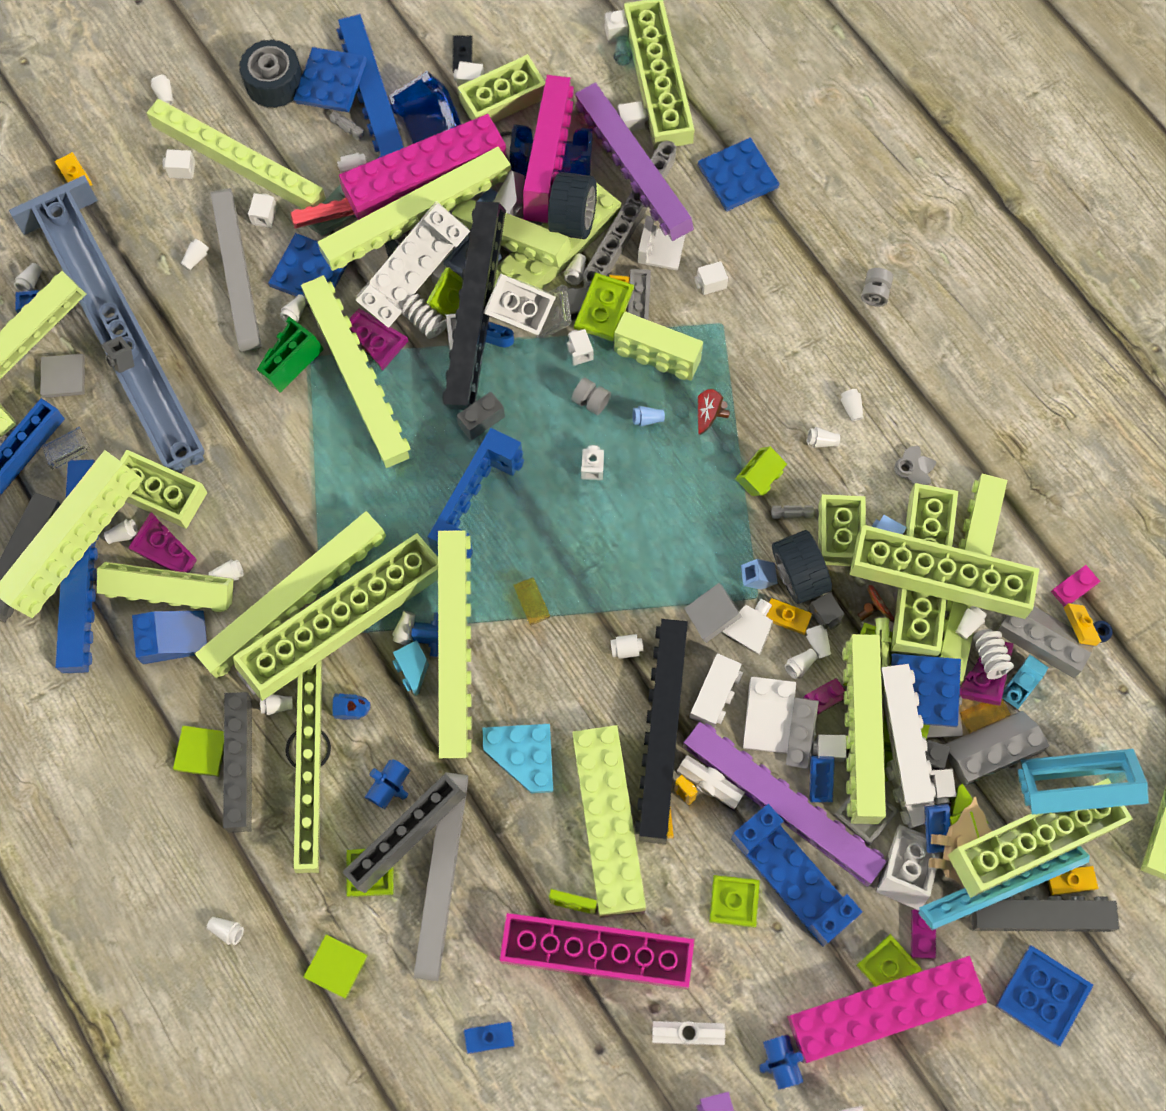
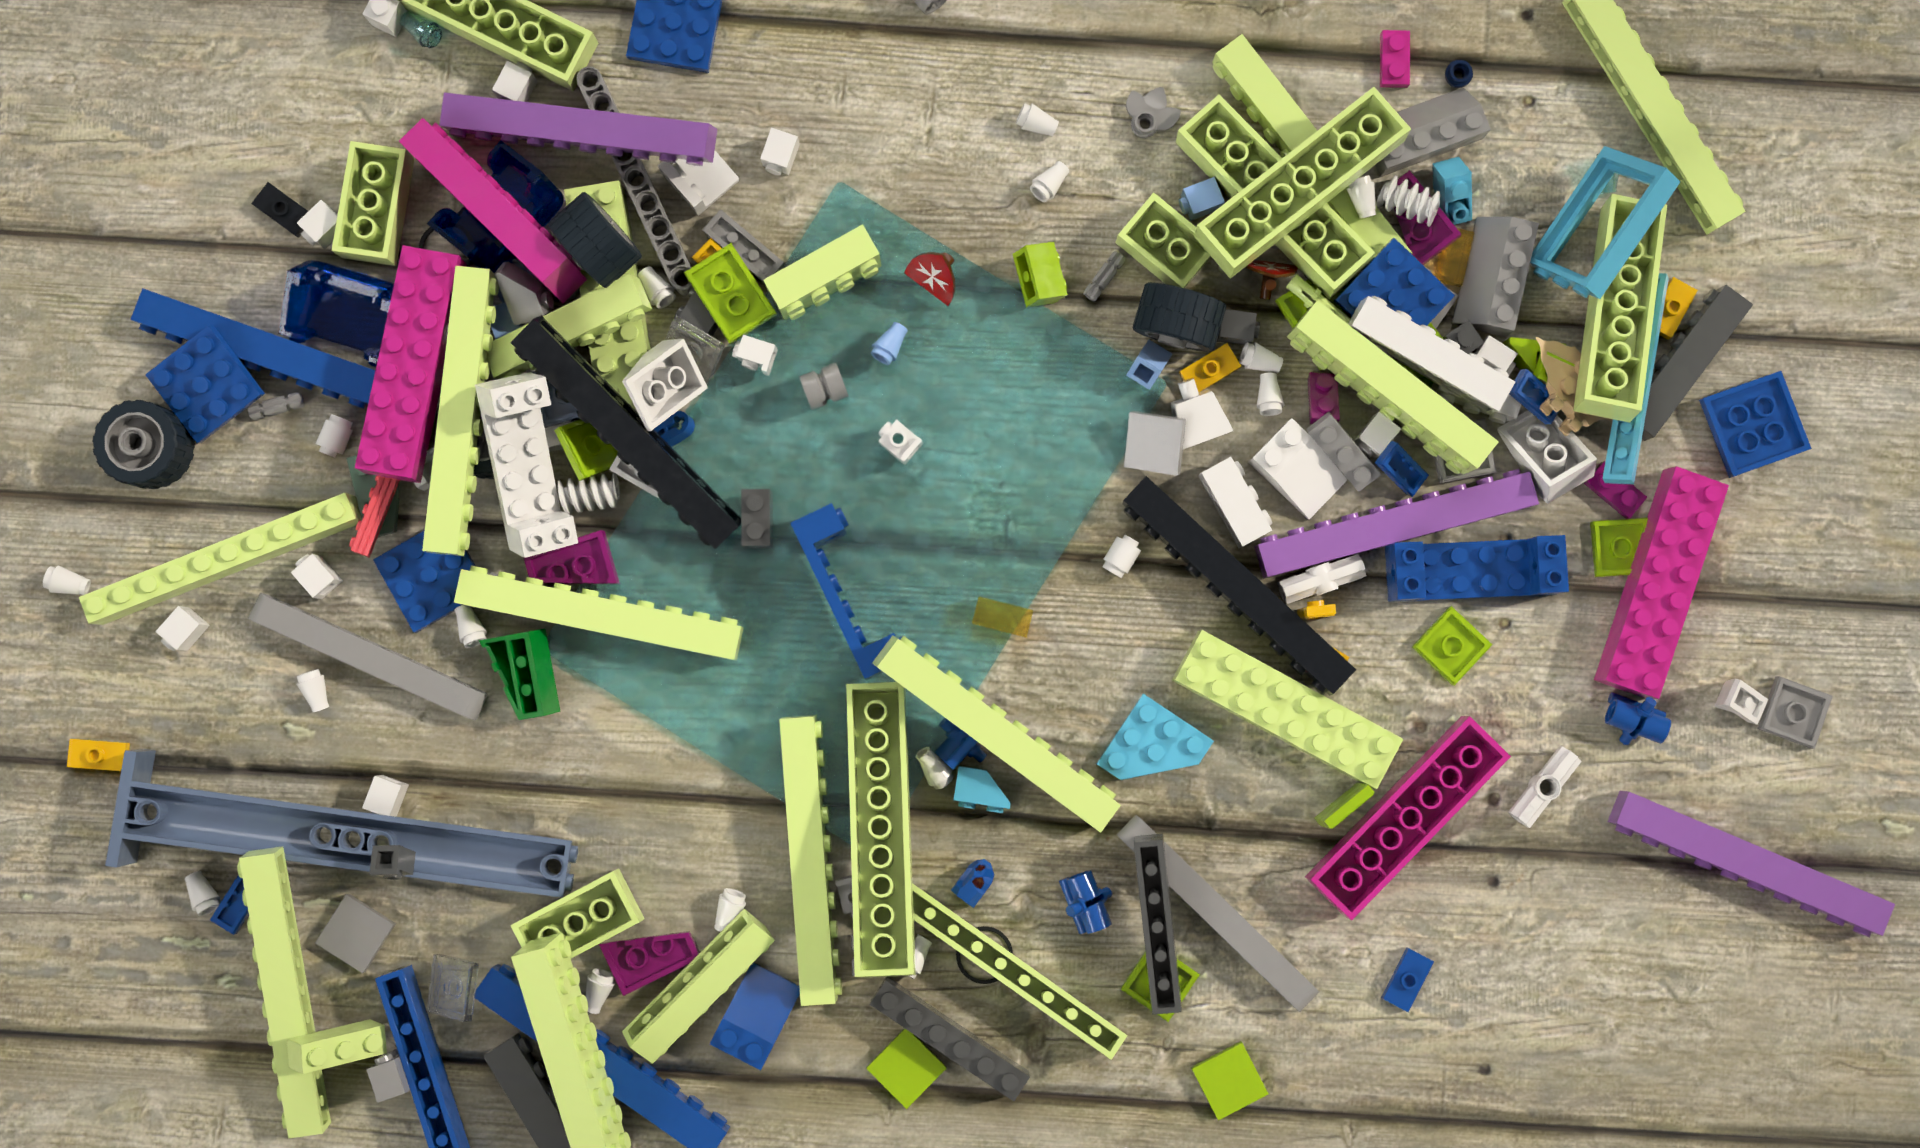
camera: 55 degrees left, 15 degrees up
(158, 333) = (385, 796): none -> white brick
(1082, 624) = (1441, 87): yellow plate -> none

